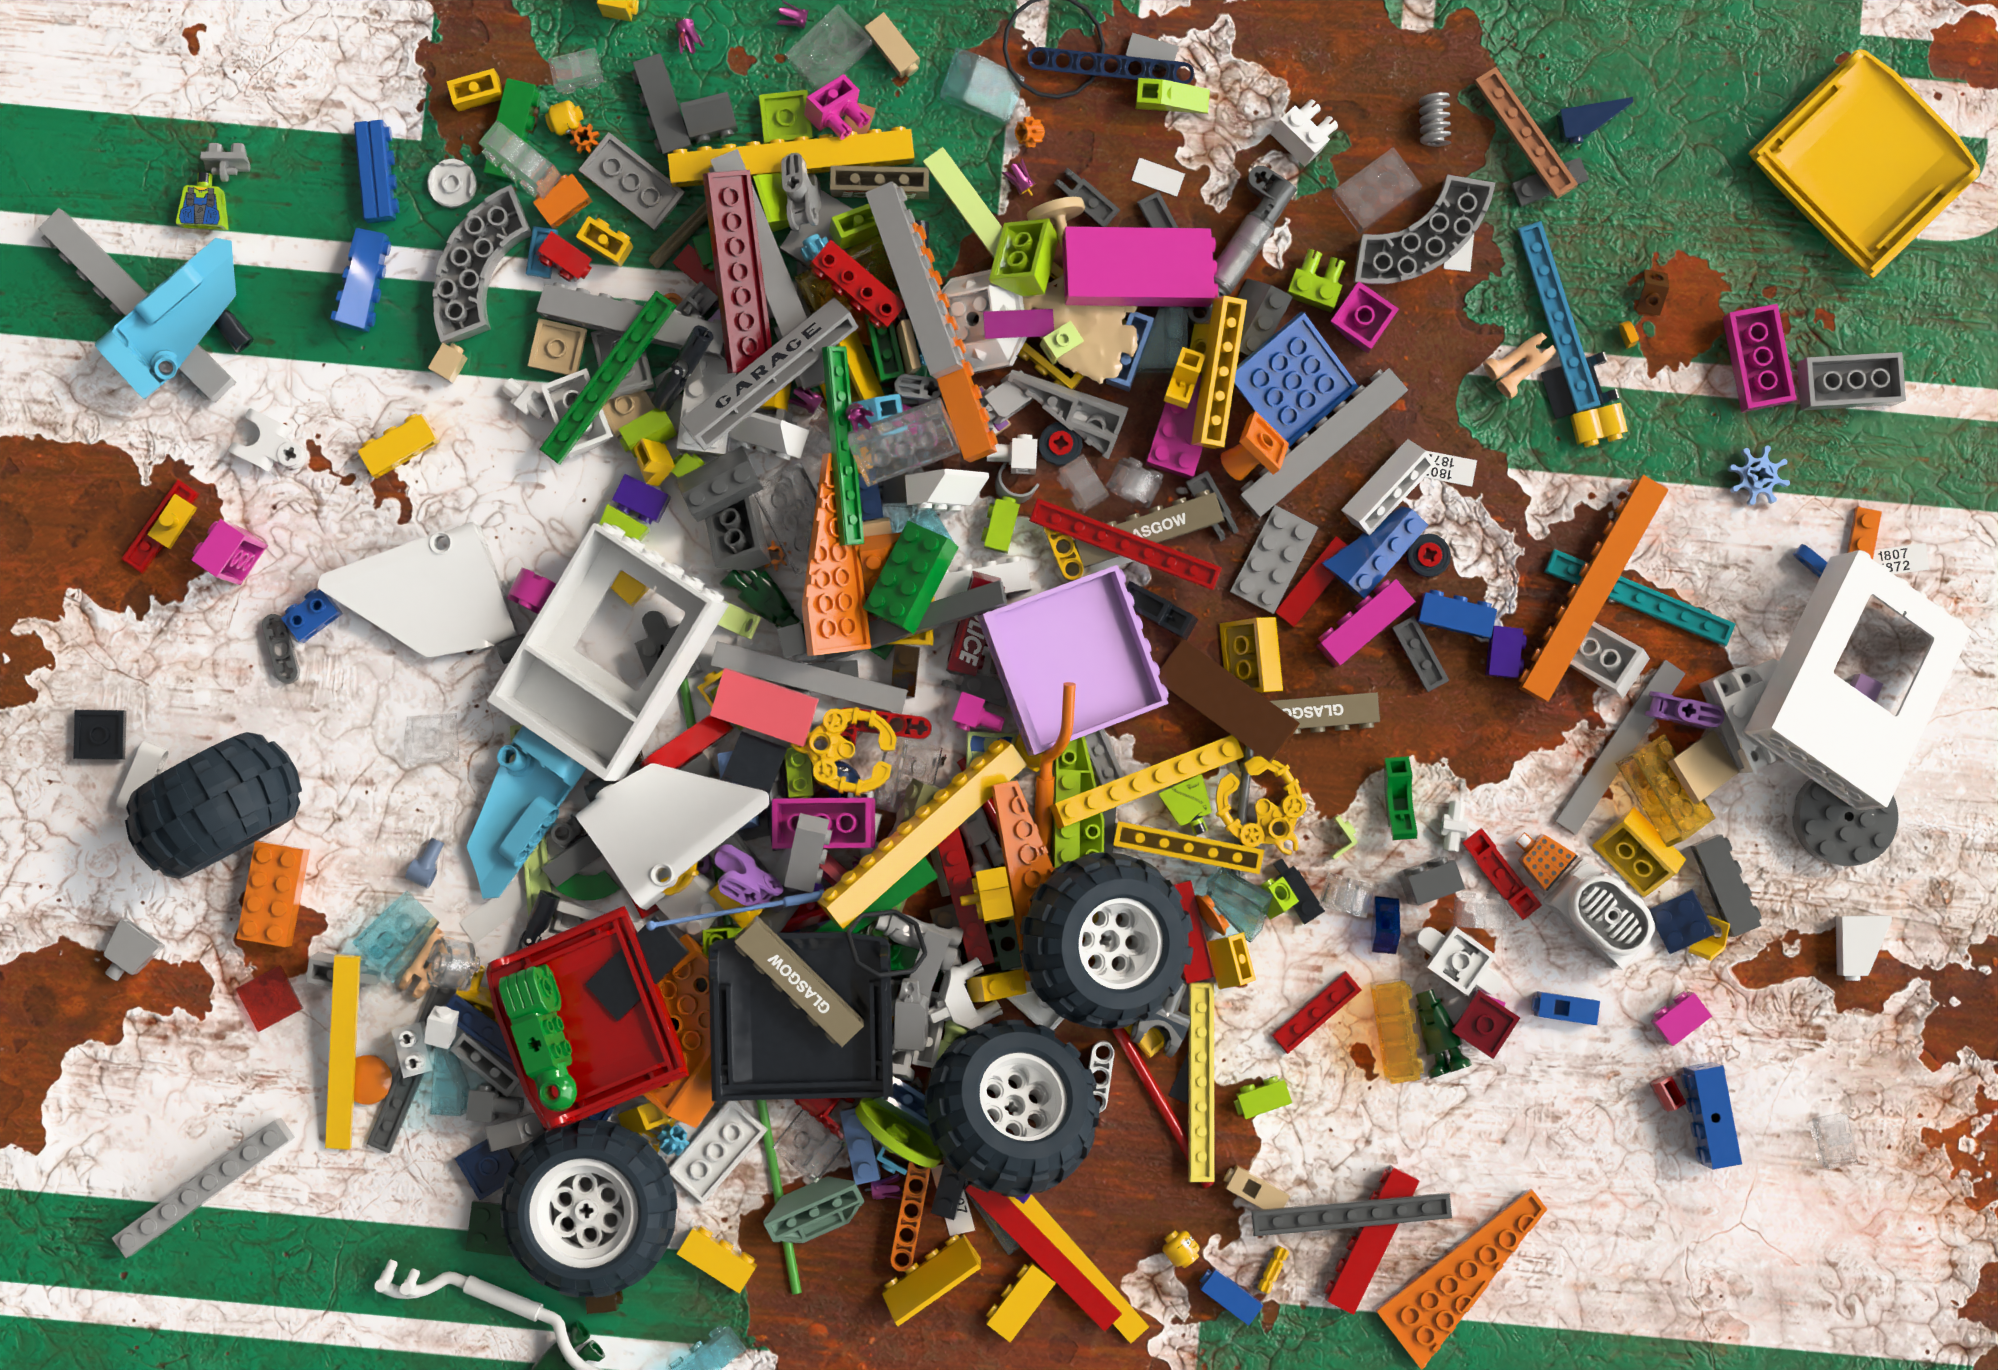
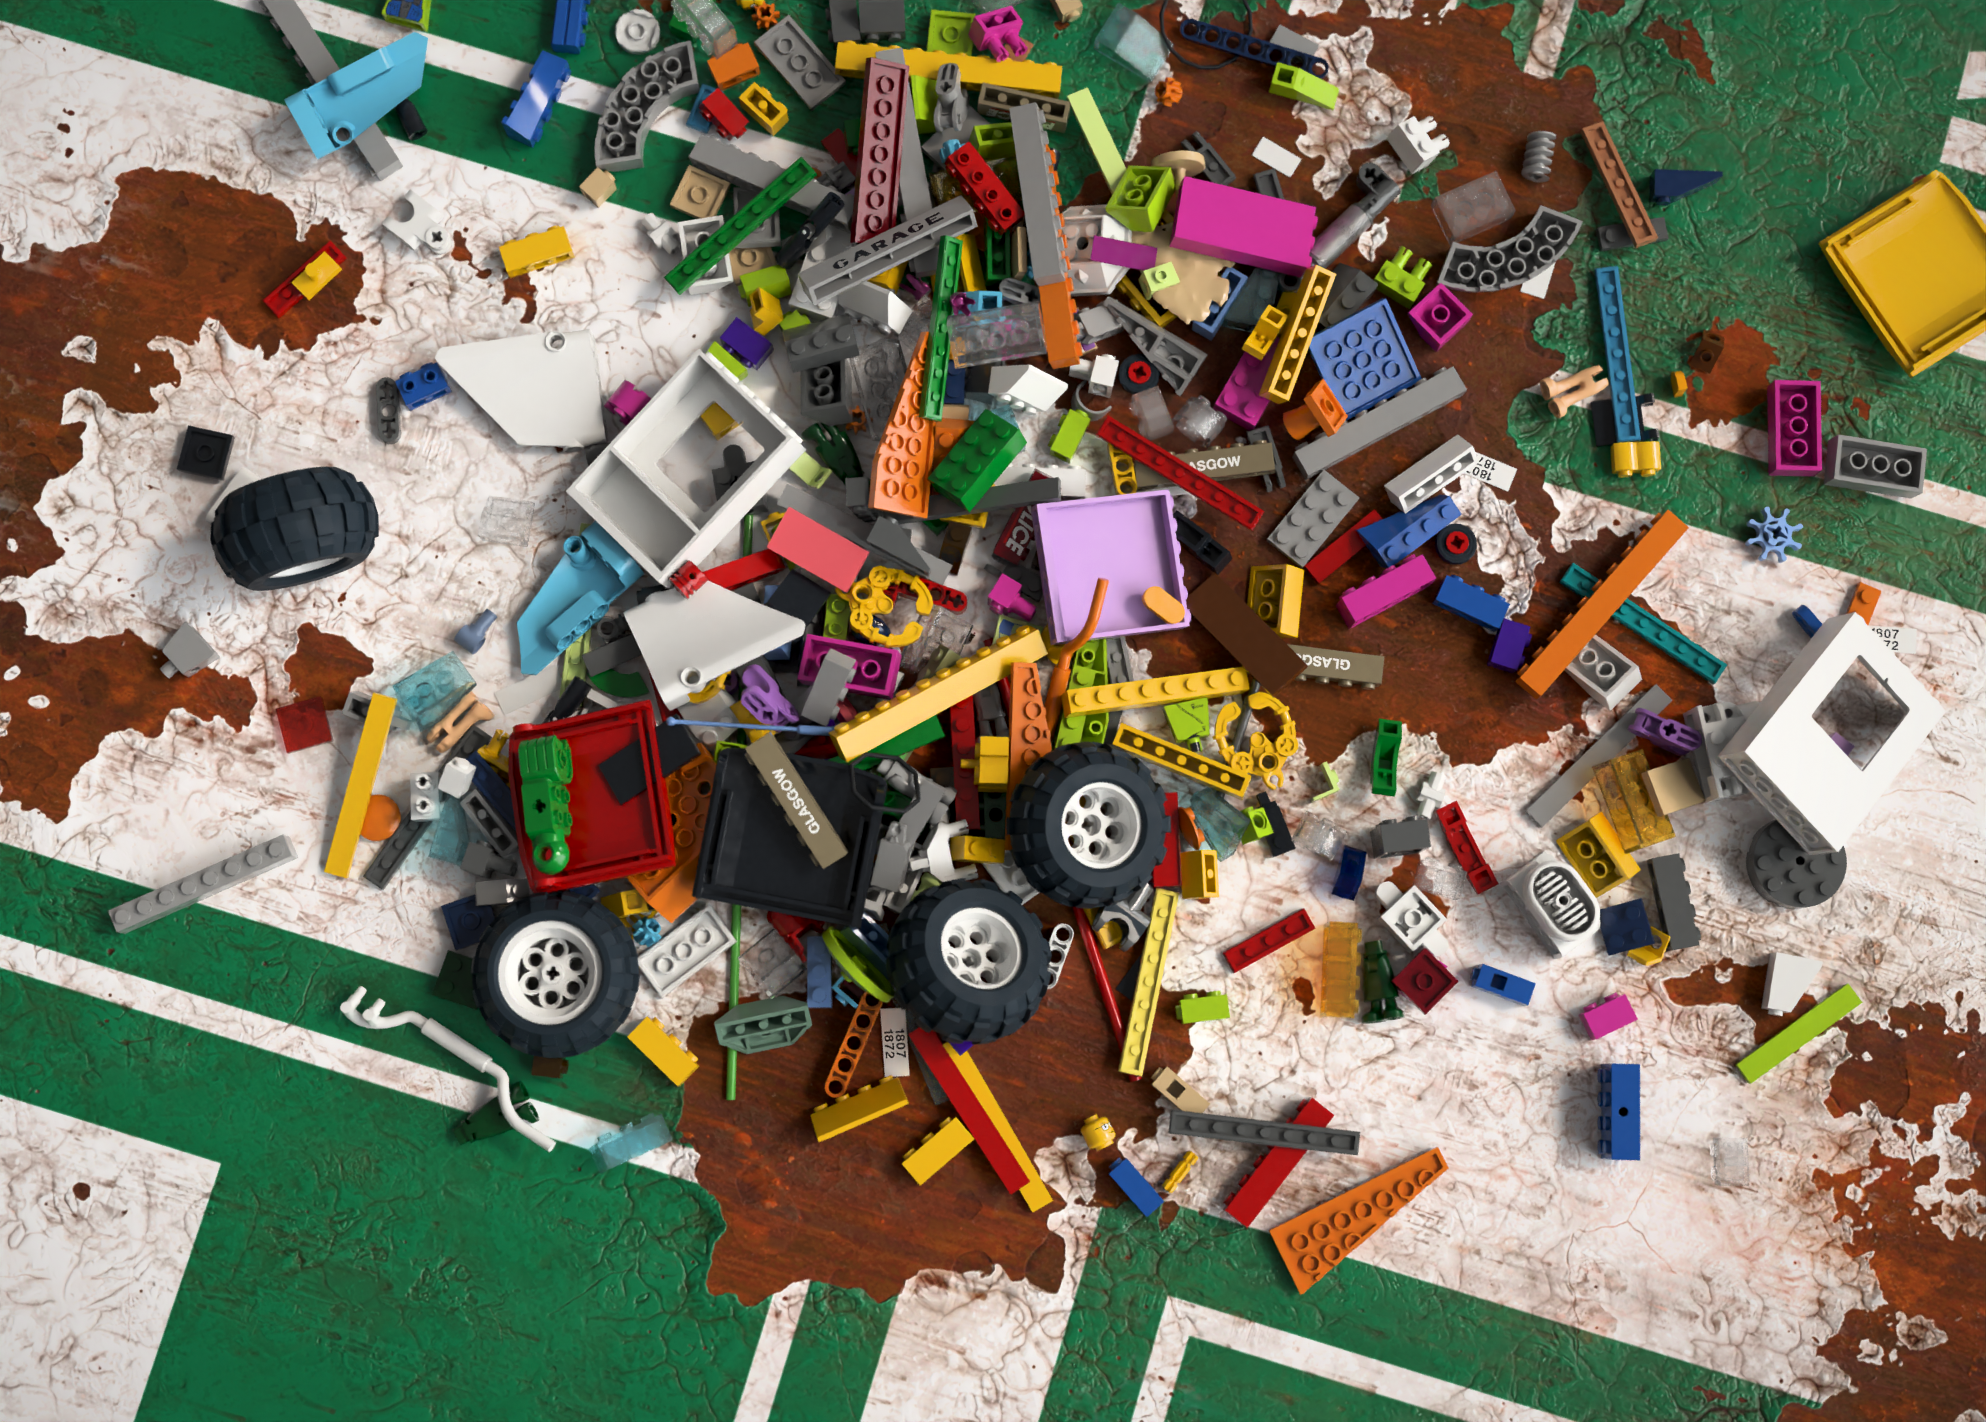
camera: 10 degrees right, 5 degrees down
(229, 552) = (362, 308): dark pink brick -> none
(273, 893) = (330, 628): orange brick -> none
(452, 964) = (480, 724): clear brick -> none
(634, 775) = (682, 581): none -> red piece
(679, 237) = (832, 120): dark tan axle -> none
(841, 682) = (891, 540): none -> dark grey slope
(881, 1189) = (834, 1018): flat silver piece -> none
(940, 872) = (947, 752): sticker -> none
(948, 1194) = (893, 1033): black hinge -> none
(1024, 182) = (1155, 136): flat silver piece -> none
(1136, 688) = (1163, 605): none -> light orange tile
(1420, 654) = (1430, 631): dark grey plate -> none
(1544, 859) = (1508, 842): orange torso -> none
(1668, 1093) = (1582, 1083): red piece -> none
(1880, 993) = (1798, 1033): none -> lime tile

